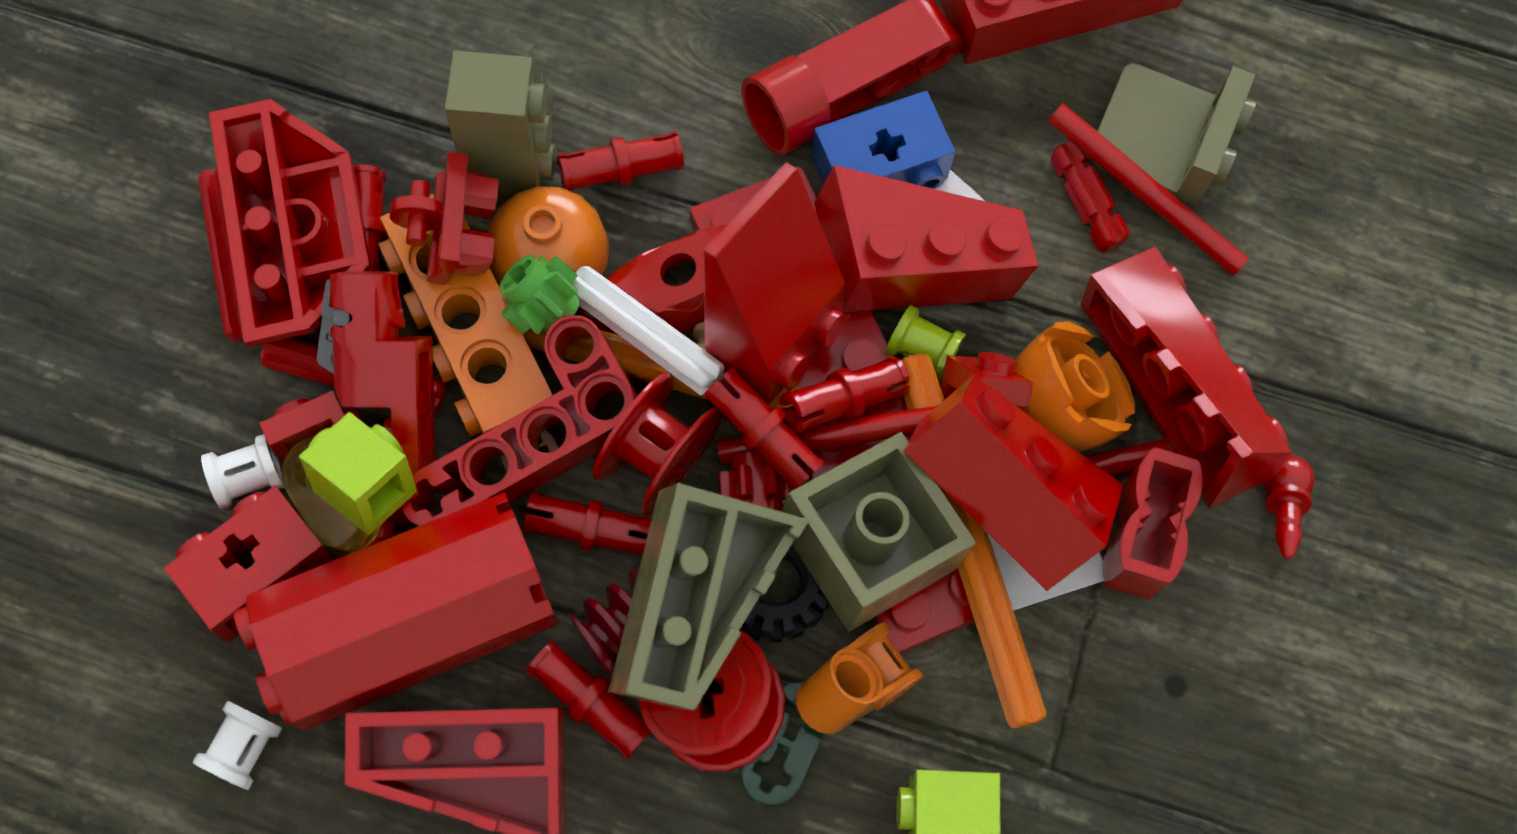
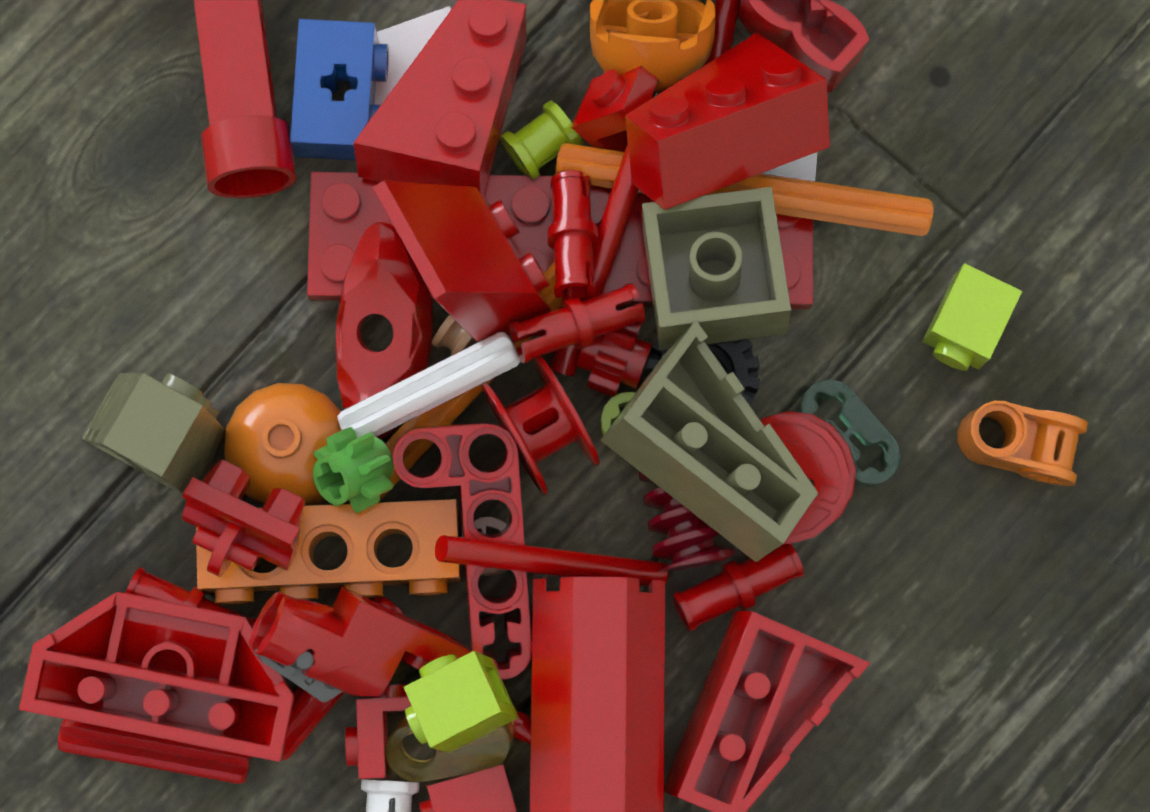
camera: 65 degrees left, 10 degrees up
(528, 501) = (544, 560): none -> red bar
(587, 524) = (582, 513): red pin -> none
(620, 161) = (228, 338): red pin -> none
(855, 682) = (827, 348): orange piece -> none

